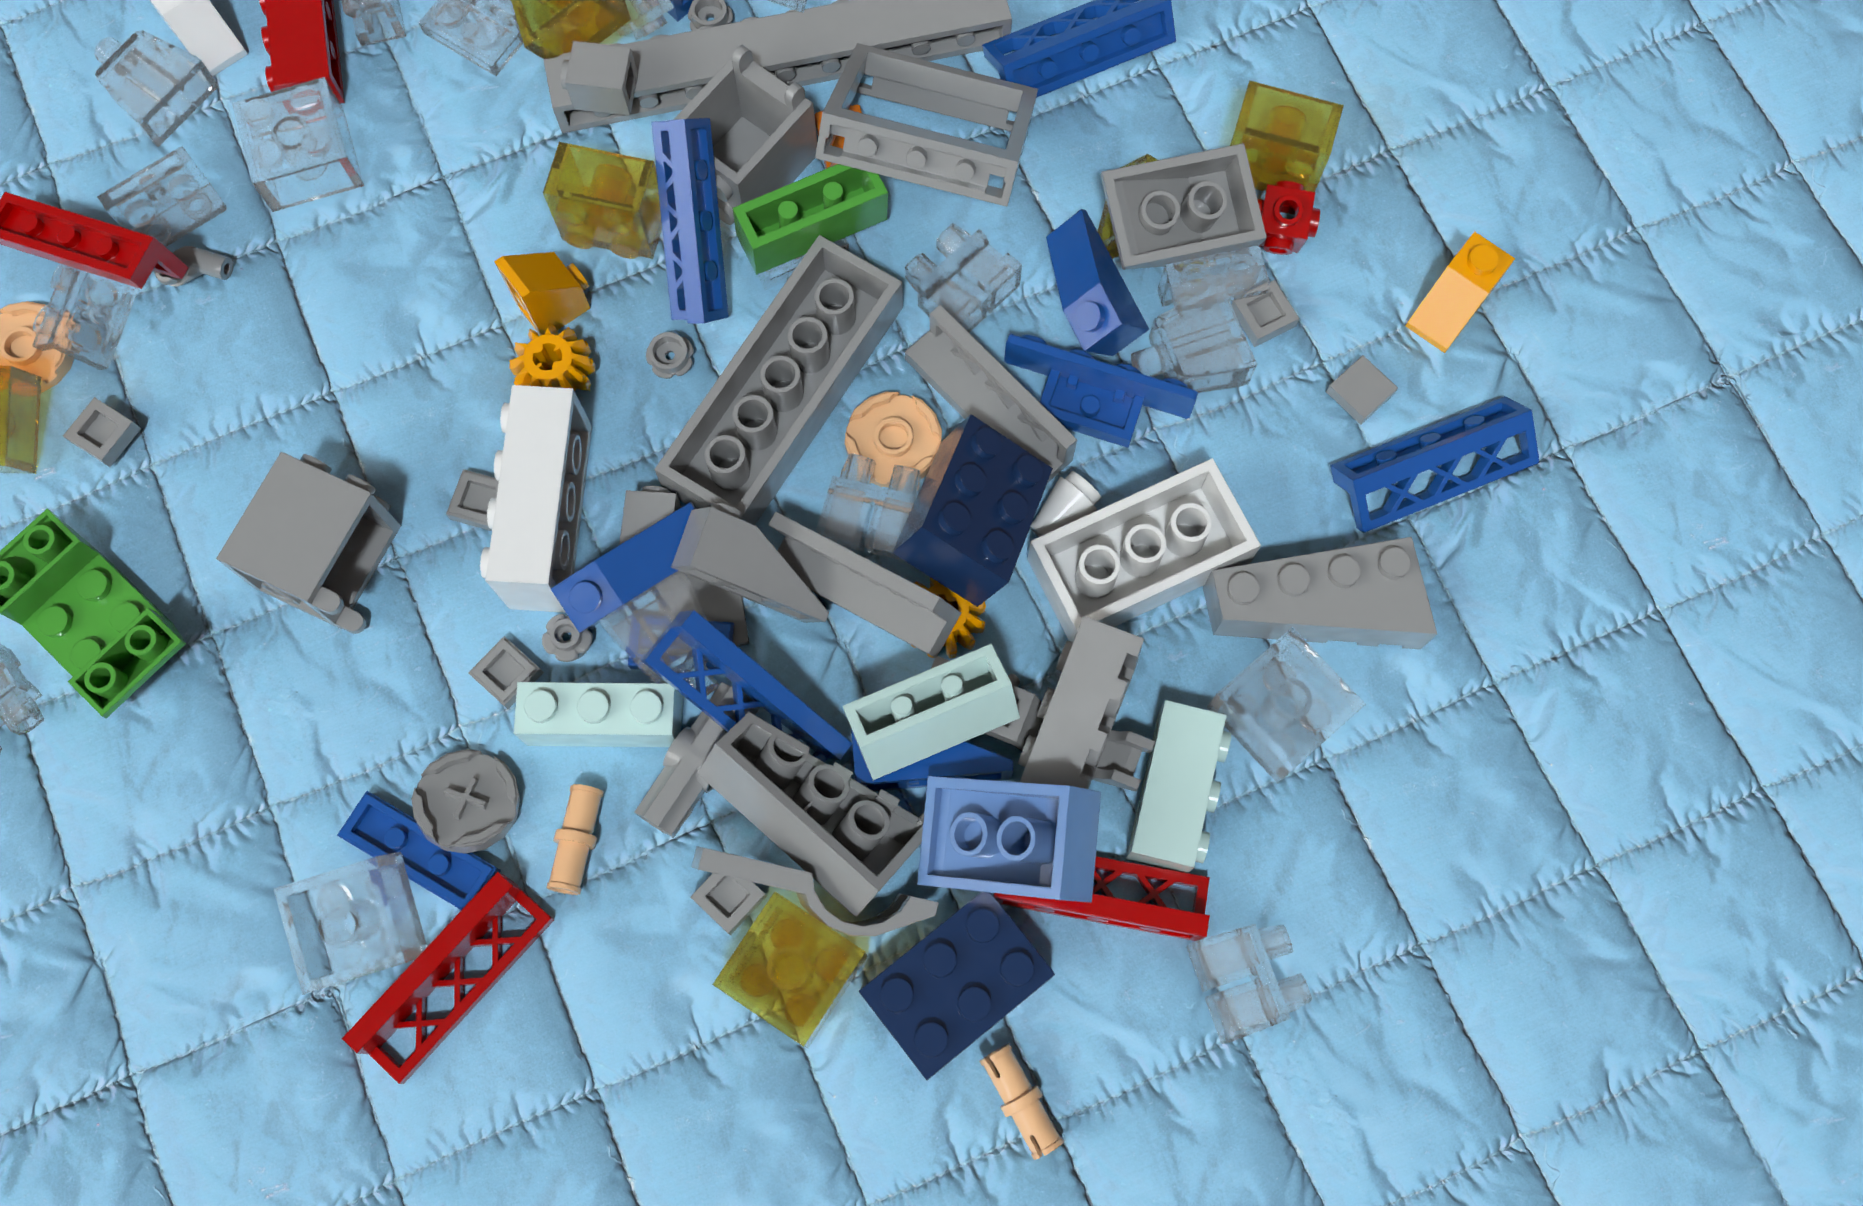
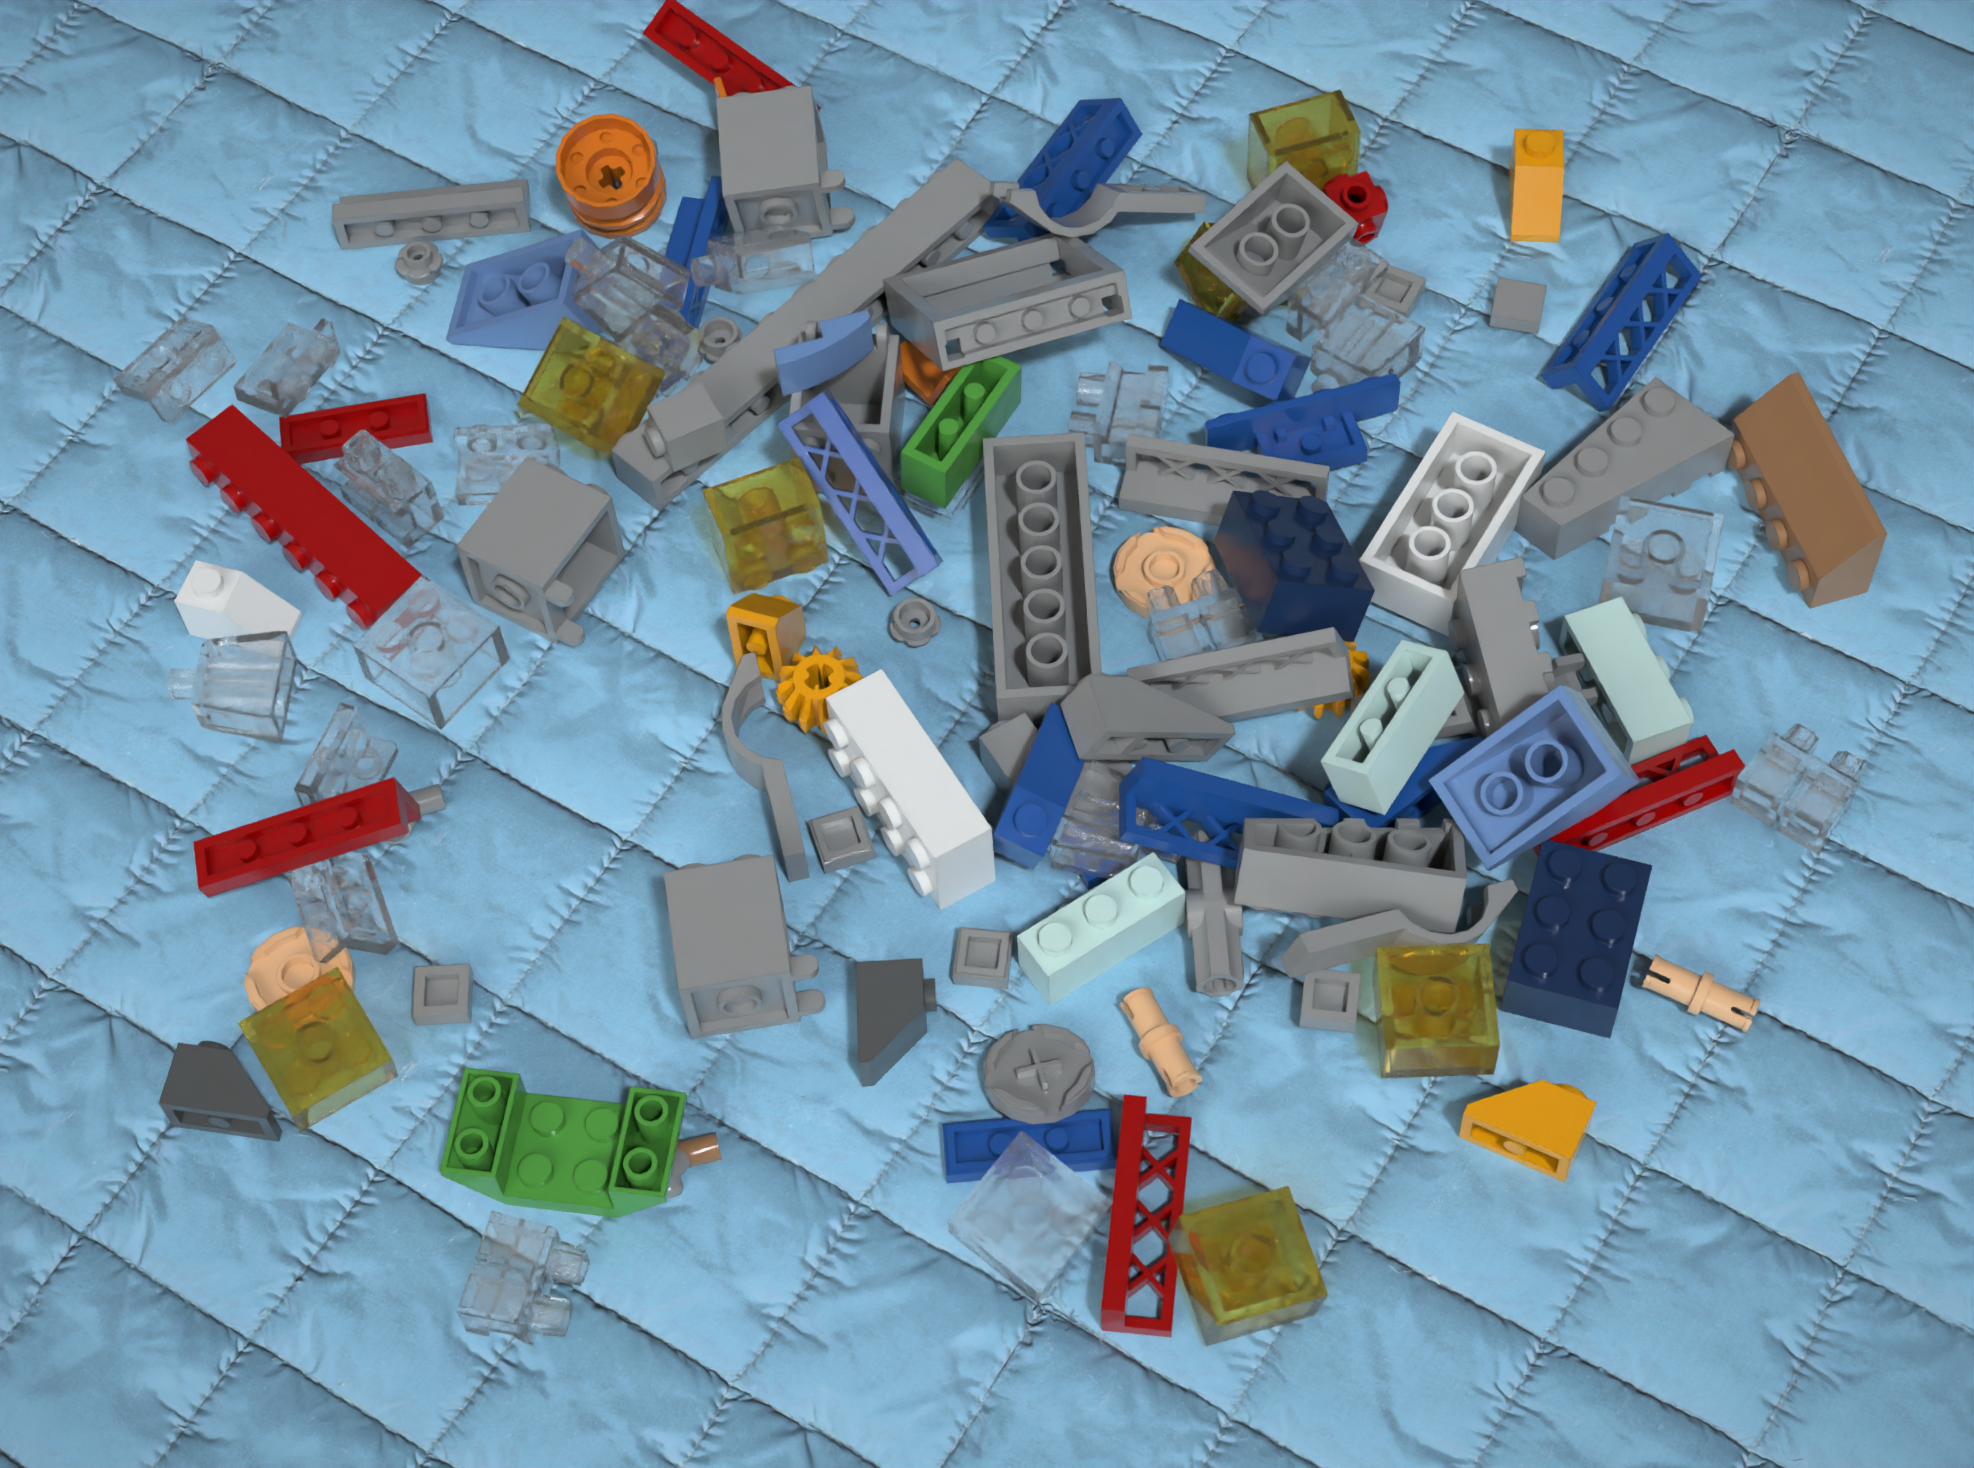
camera: 30 degrees left, 15 degrees down
(167, 681) = (690, 1154): none -> medium nougat arm
(392, 674) = (890, 1012): none -> dark grey slope
(430, 112) = (542, 551): none -> light grey container
(457, 426) = (762, 772): none -> light grey piece
(478, 1082) = (1247, 1266): none -> clear yellow brick
(565, 650) = (1015, 907): light grey plate -> none
(743, 85) = (840, 346): none -> medium blue slope
(798, 1121) = (1532, 1125): none -> light orange slope
(1067, 502) = (1359, 521): white cone -> none
(1090, 85) = (1102, 206): none -> light grey piece
(1457, 725) = (1806, 494): none -> medium nougat slope

